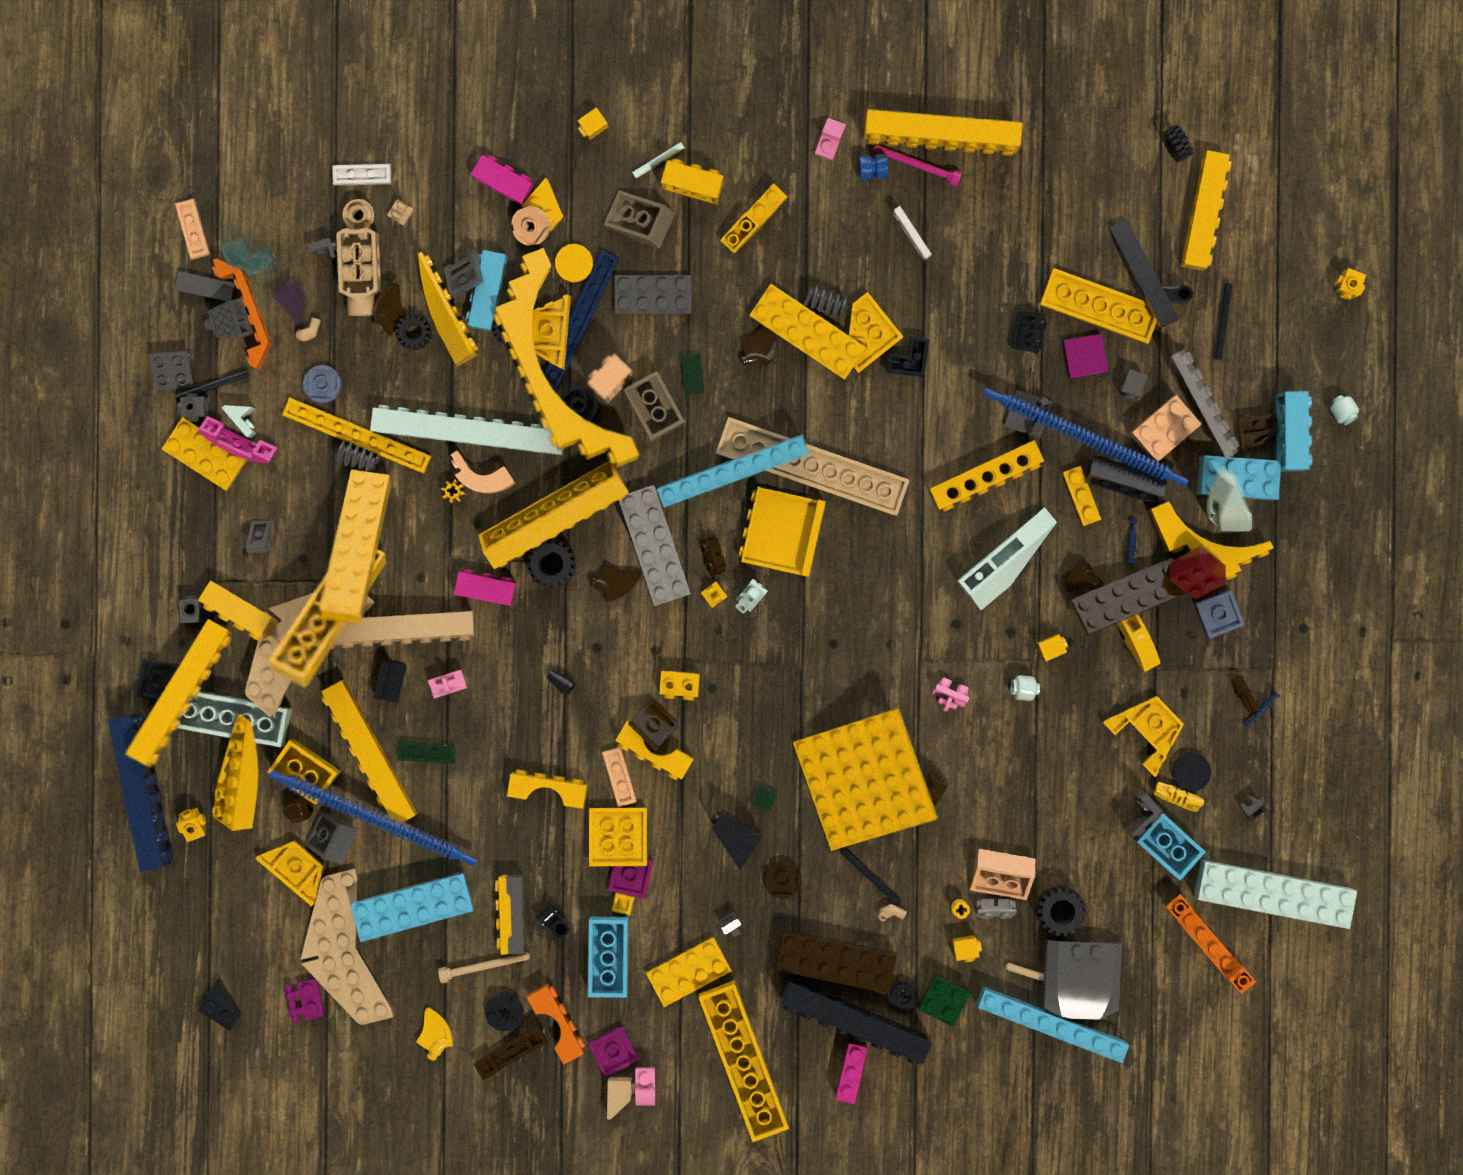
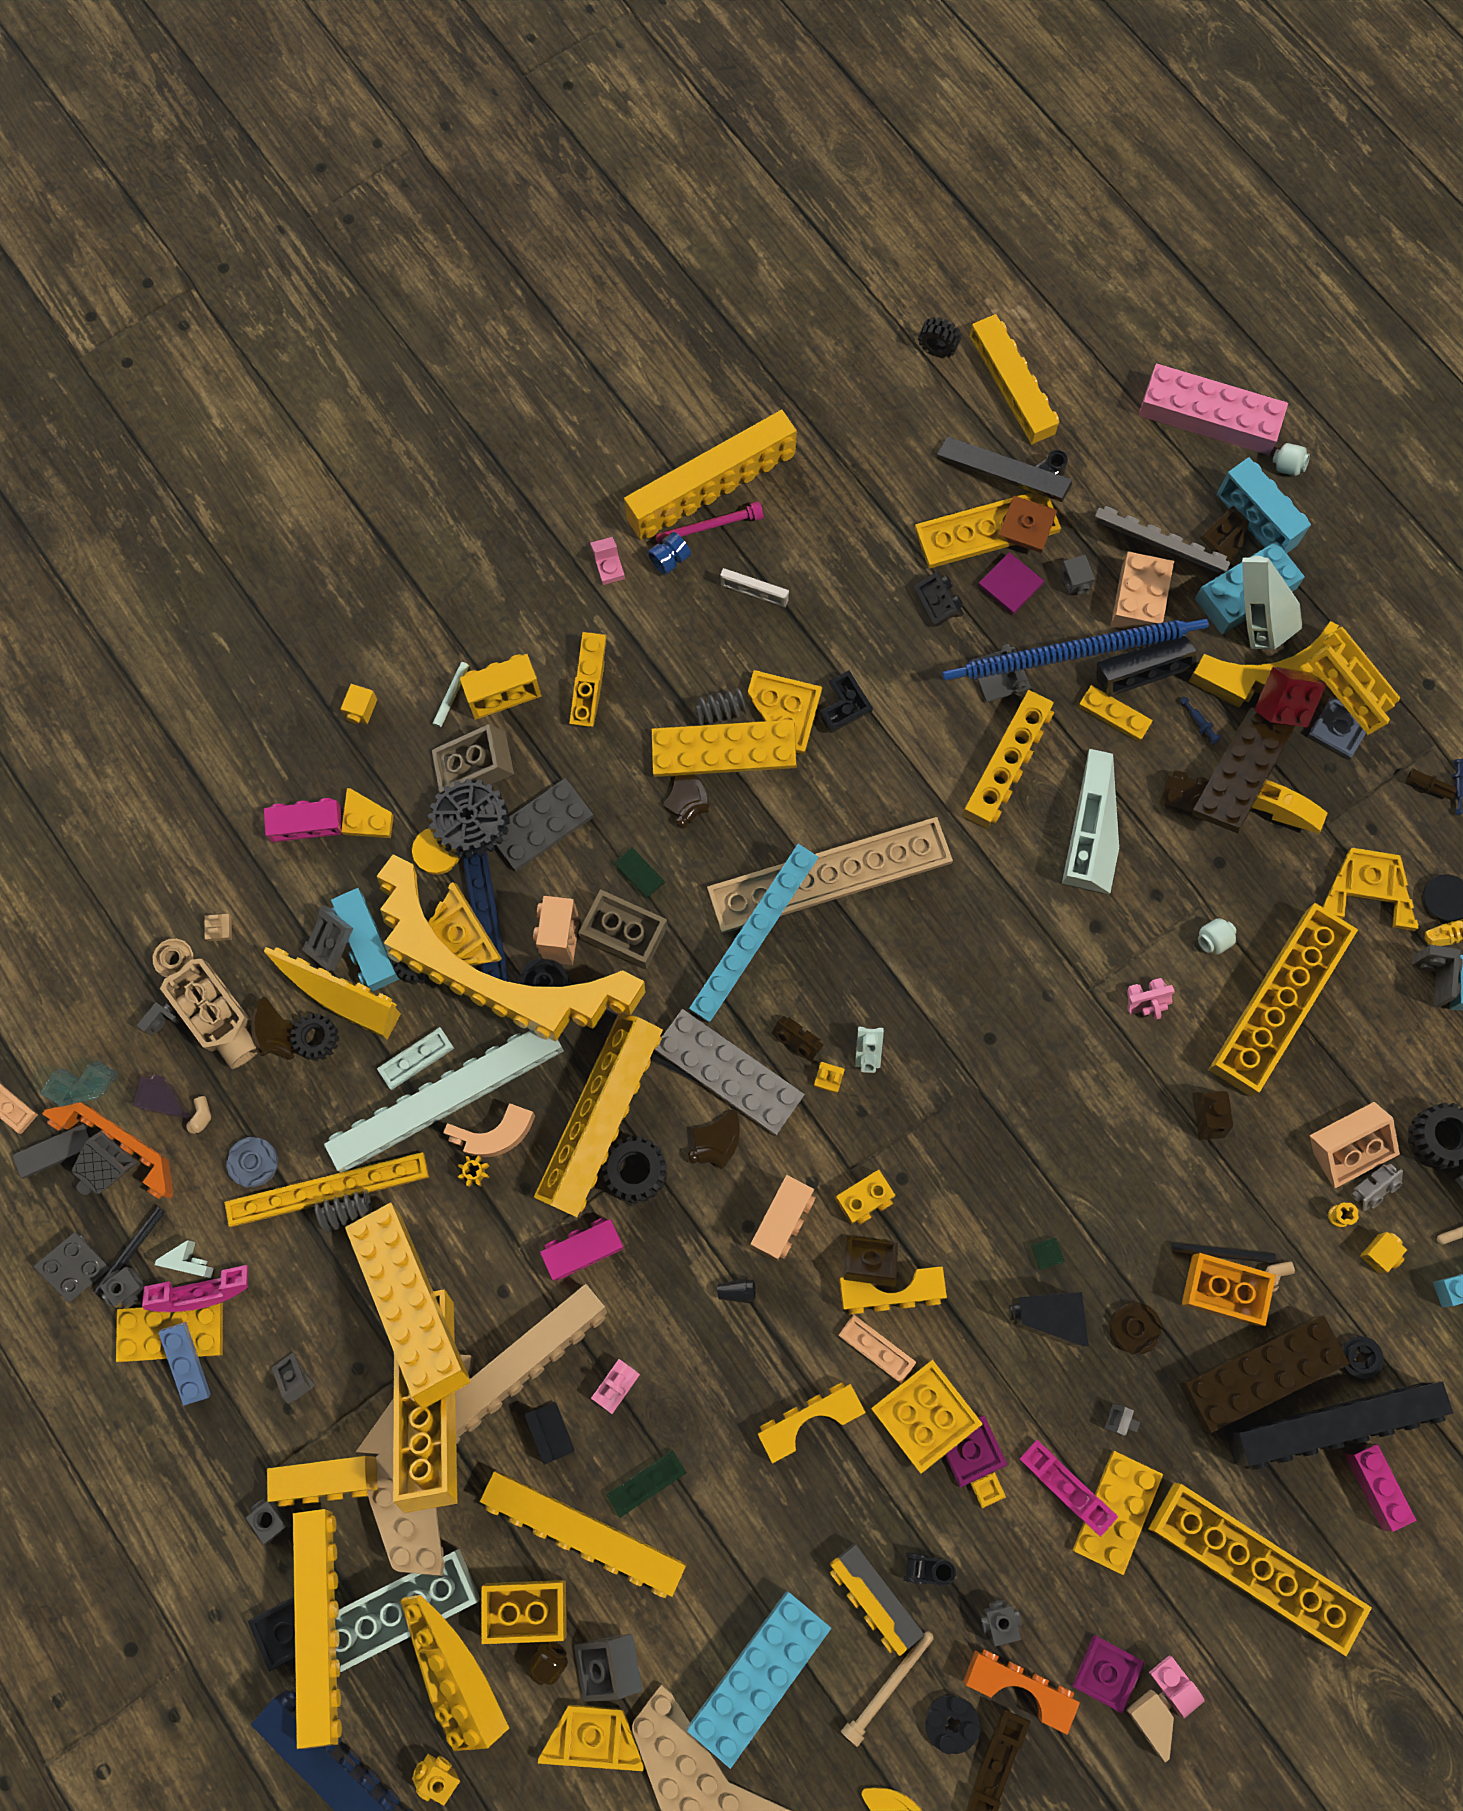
camera: 30 degrees left, 15 degrees down
(201, 481) = (184, 1363): none -> medium blue plate
(358, 811) = (760, 1576): blue hose -> none
(361, 174) = (150, 918): white tile -> none
(467, 392) = (415, 1058): none -> light aqua tile
(520, 226) = (374, 833): light nougat plate -> none
(569, 986) = (1004, 1633): none -> dark grey brick
(603, 245) = (463, 802): none -> black piece
(608, 957) = (1020, 1564): medium azure brick -> none
(618, 661) = (783, 1219): none -> light nougat brick
(669, 937) = (1068, 1488): none -> dark pink slope
(782, 531) = (850, 962): yellow panel -> none
(853, 899) = (1228, 1289): none -> light orange brick
(865, 779) = (1138, 1149): yellow plate -> none
(943, 999) = (1408, 1327): dark green brick -> none
(1032, 757) = (1283, 1000): none -> yellow brick
(1052, 647) = (1210, 877): yellow brick -> none
(1127, 324) = (1027, 524): none -> dark orange plate
(1223, 321) = (1112, 463): black bar -> none
(1238, 577) = (1354, 680): none -> yellow fence
(1322, 334) = (1213, 409): none -> bright pink brick
(1350, 284) = (1199, 348): yellow brick -> none

